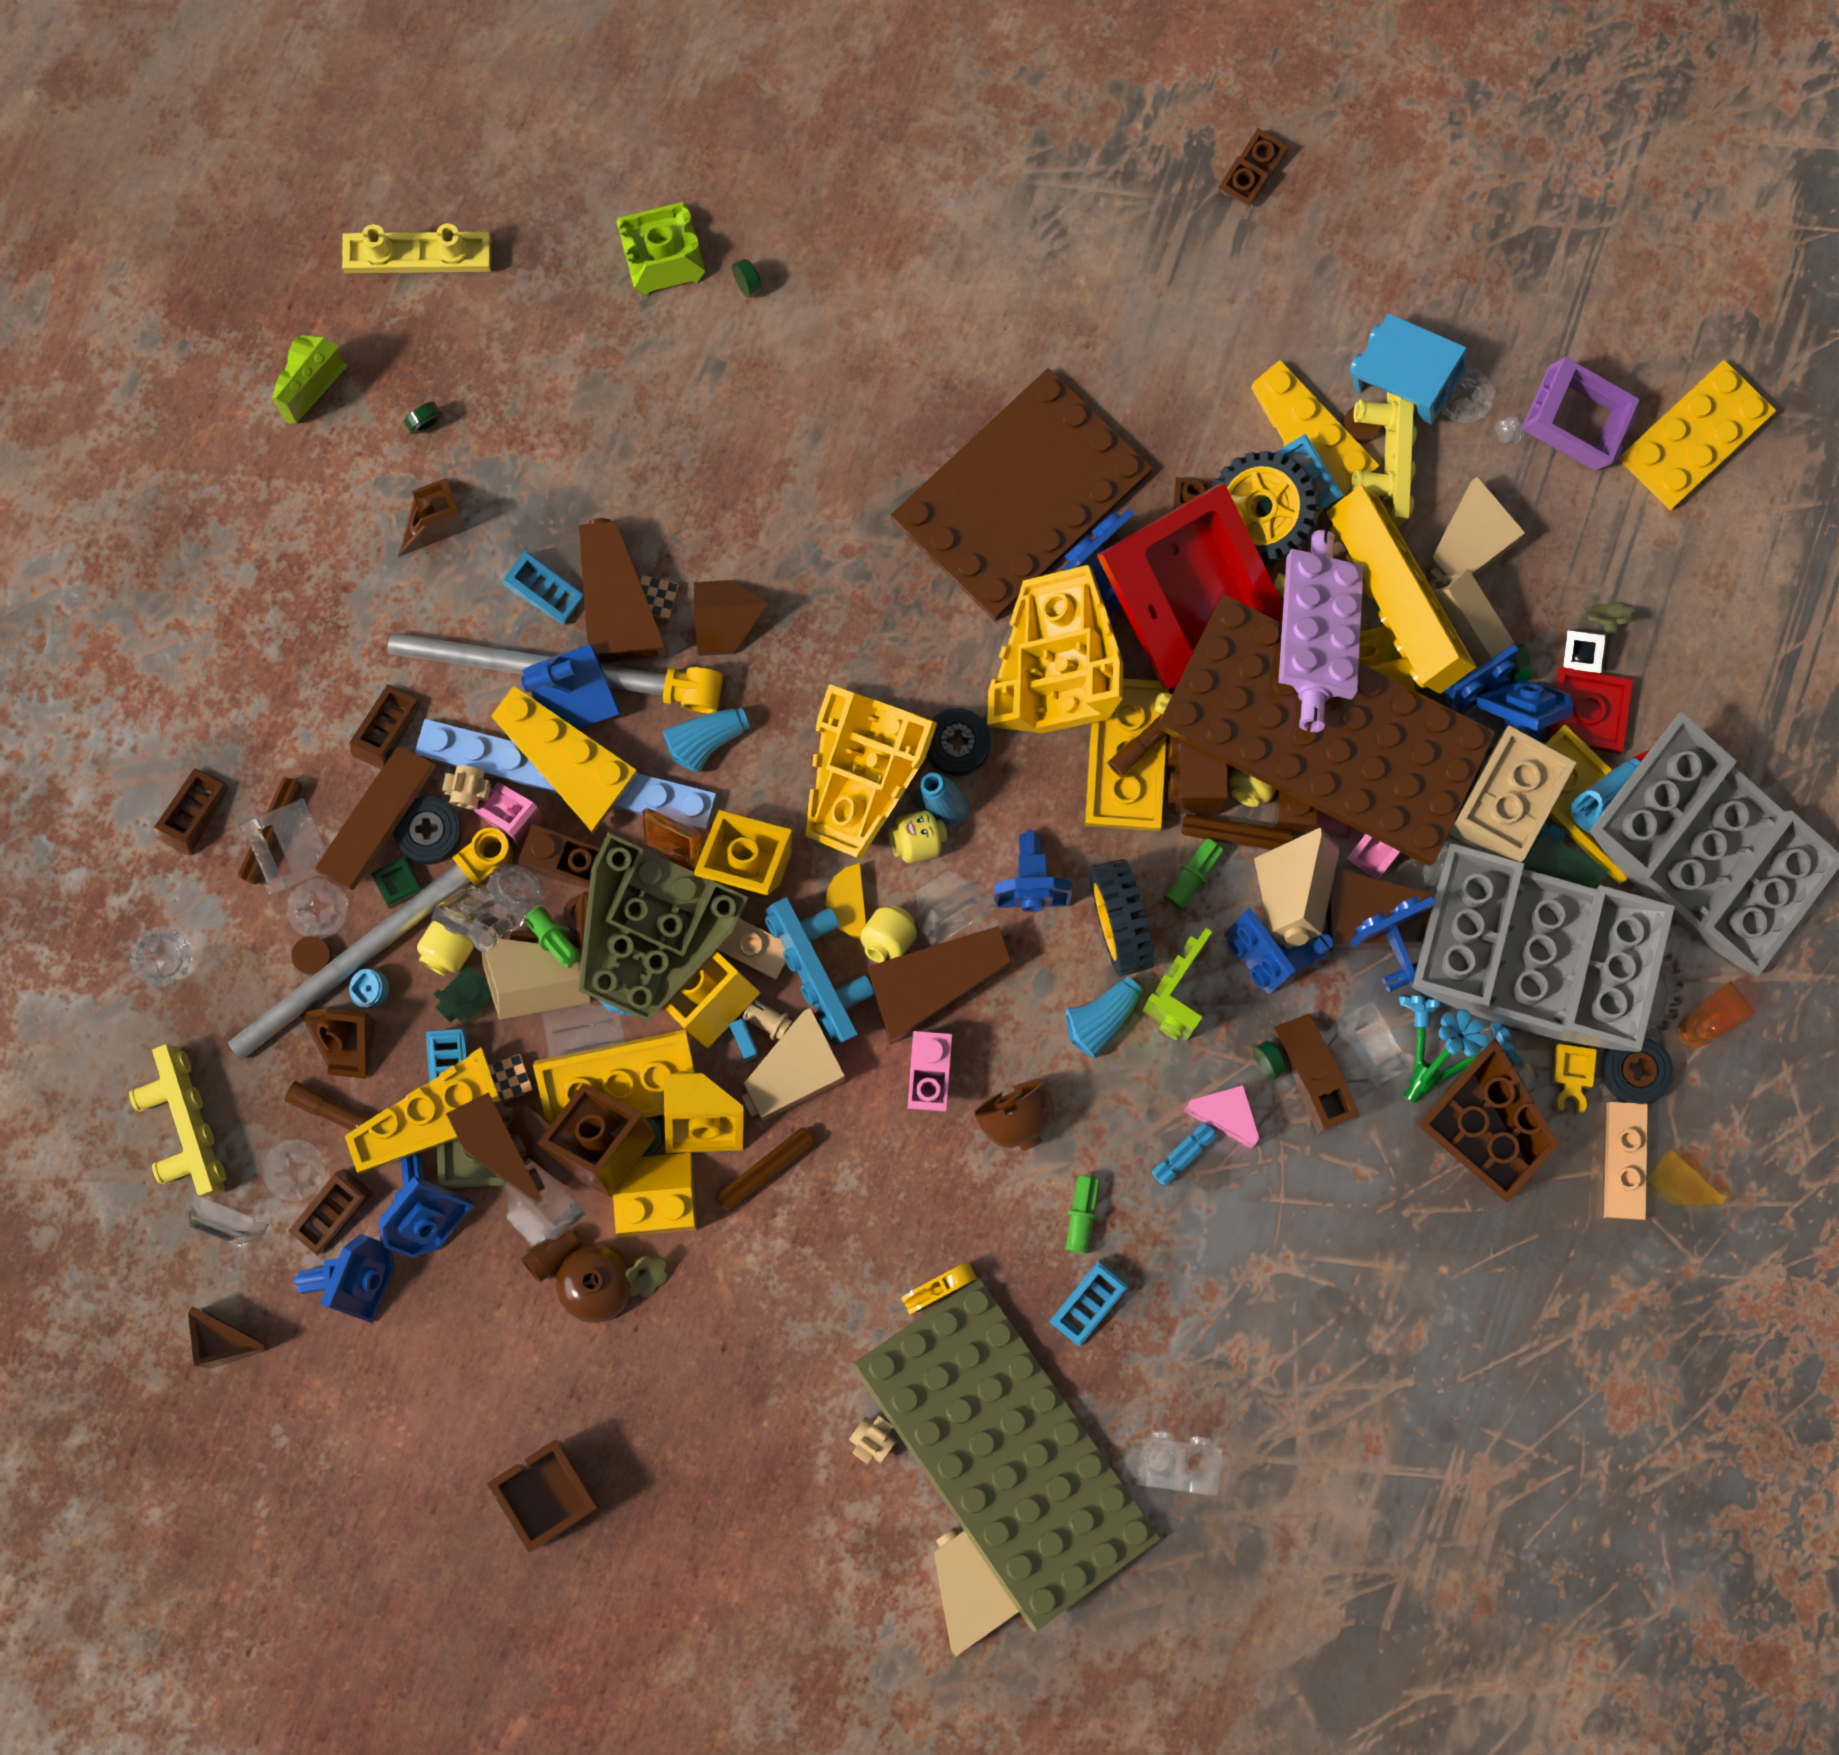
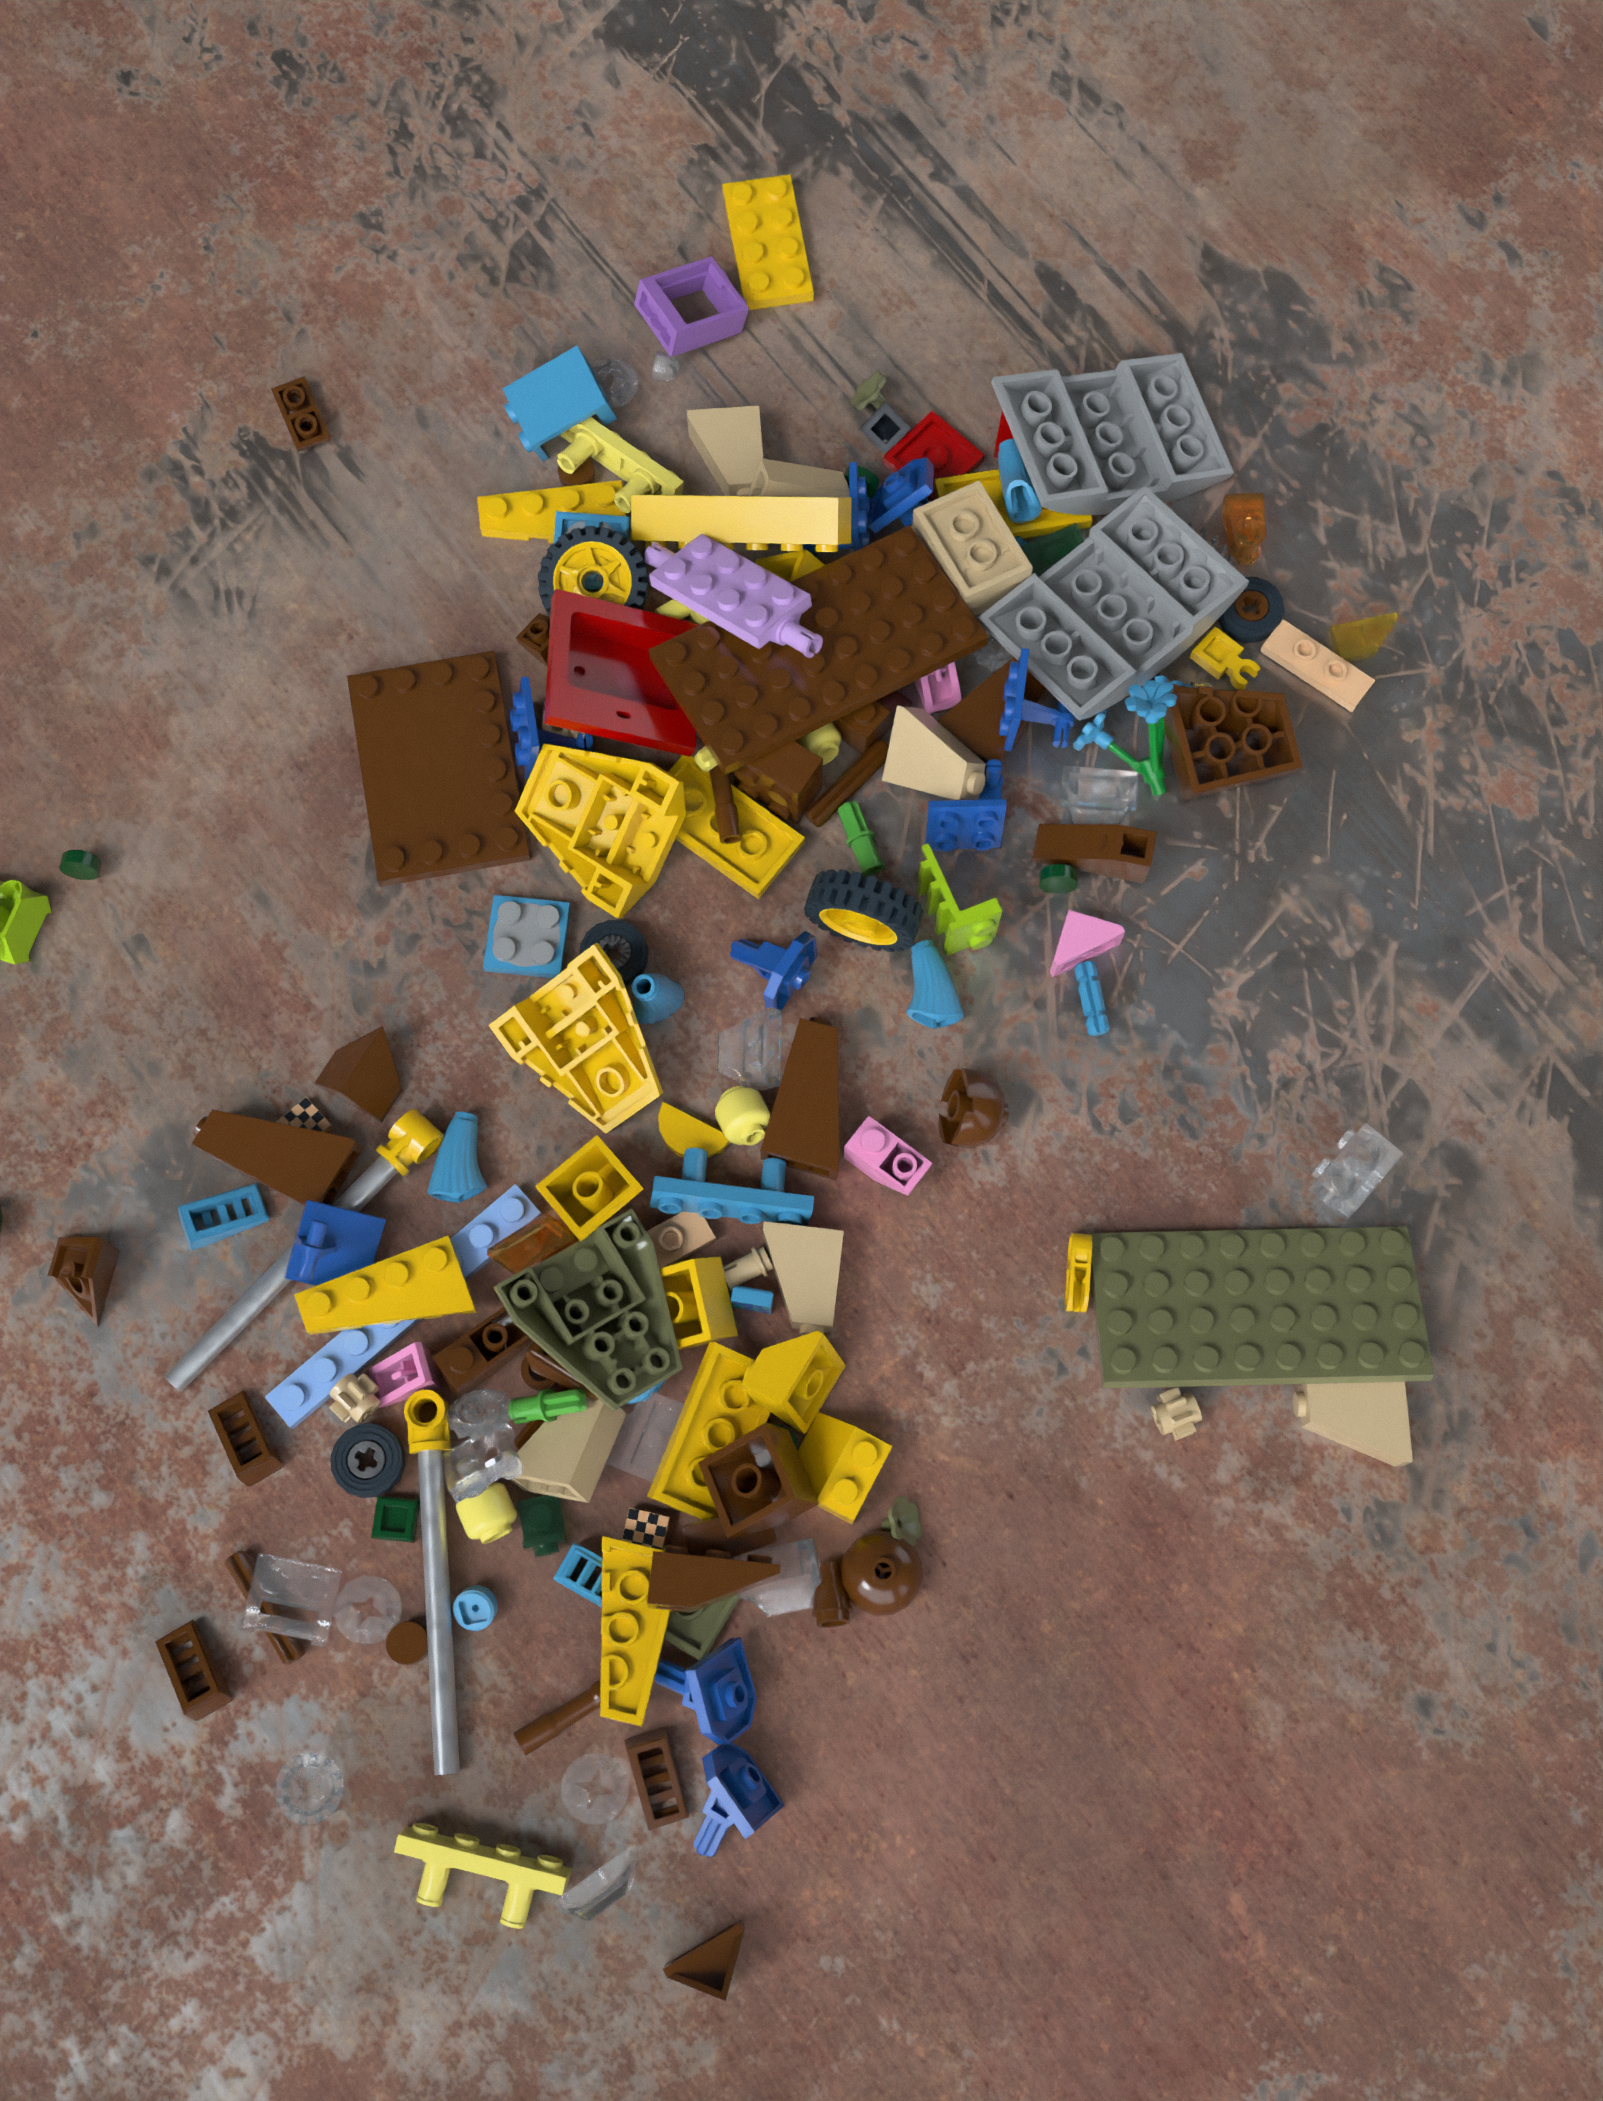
camera: 55 degrees left, 5 degrees down
(342, 1039) = (504, 1665): reddish brown slope -> none
(375, 818) = (324, 1500): reddish brown slope -> none
(545, 1497) = (1048, 1742): reddish brown piece -> none
(765, 1169) = (877, 1355): reddish brown axle -> none
(917, 836) = (674, 1038): light yellow head -> none
(925, 663) = (527, 936): none -> light grey piece
(1082, 1214) = (1090, 1112): bright green axle -> none
(1100, 1311) = (1155, 1160): dark azure slope -> none

